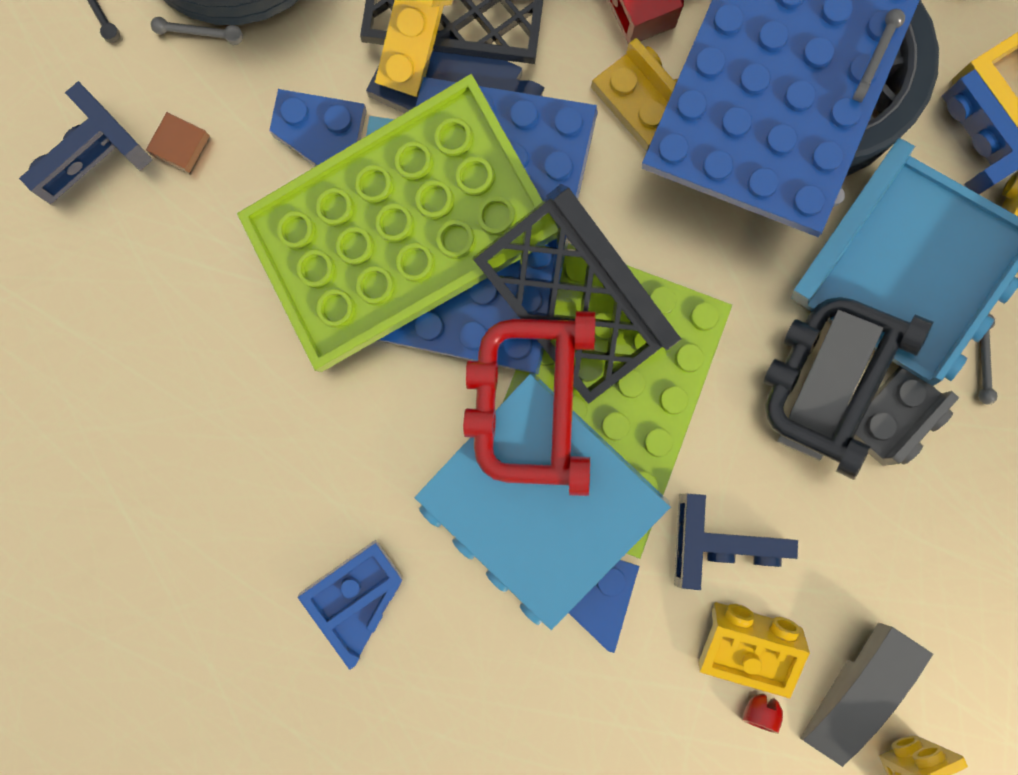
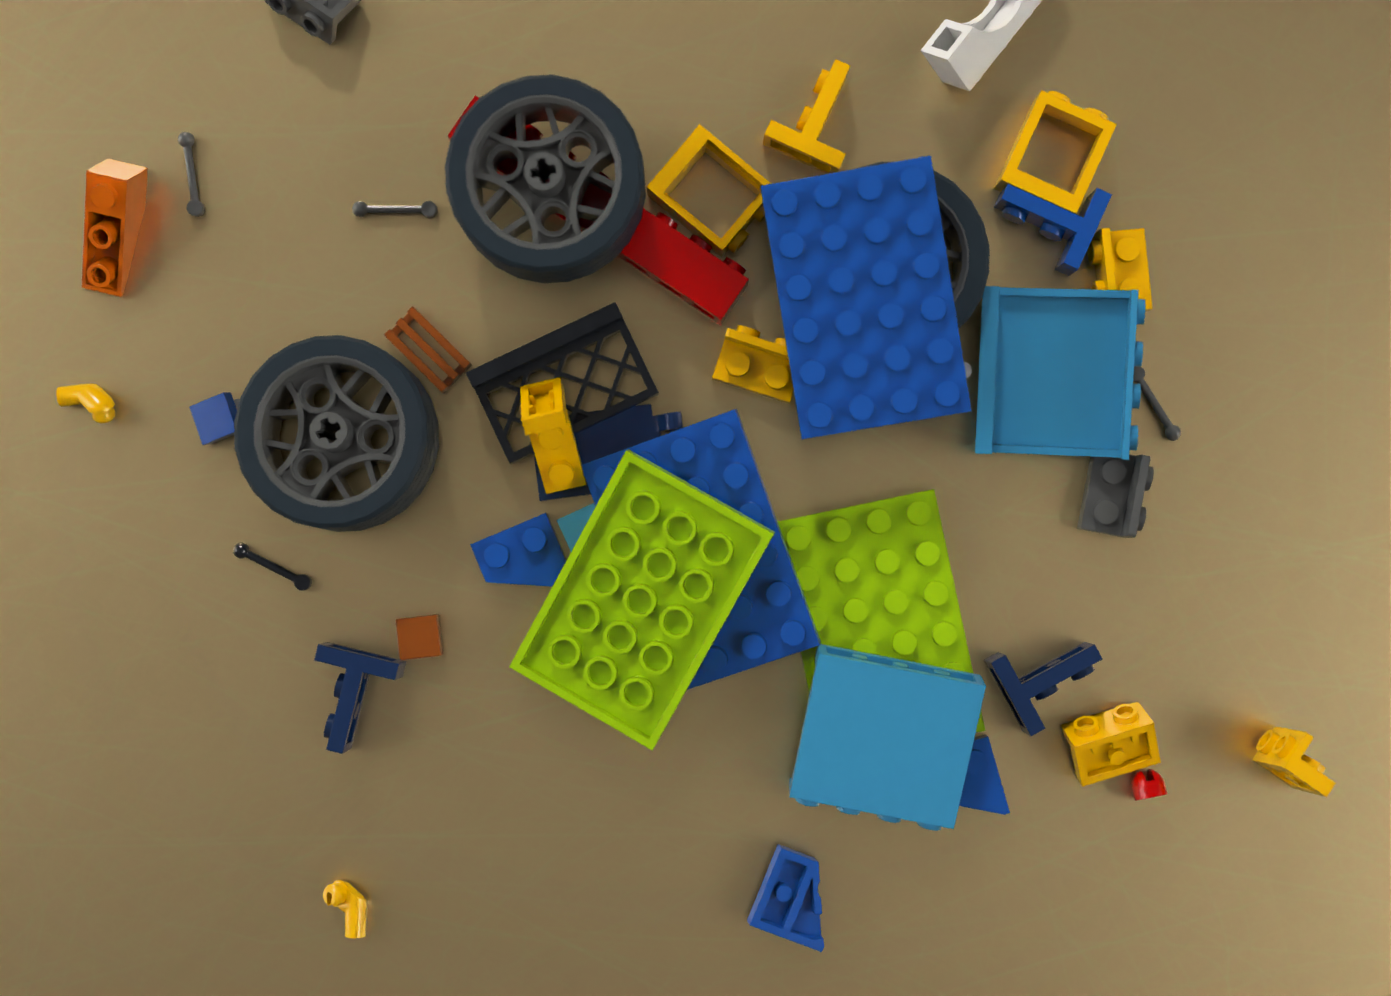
camera: 25 degrees left, 5 degrees up
(230, 33) = (400, 521): dark grey hinge -> none
(483, 377) = (806, 713): red bar -> none
(608, 268) = (827, 536): black fence -> none
(803, 339) = (1008, 521): black bar -> none
(833, 377) = (1047, 508): dark grey slope -> none
(866, 694) = (1214, 723): dark grey slope -> none
(893, 20) = (926, 217): dark grey hinge -> none

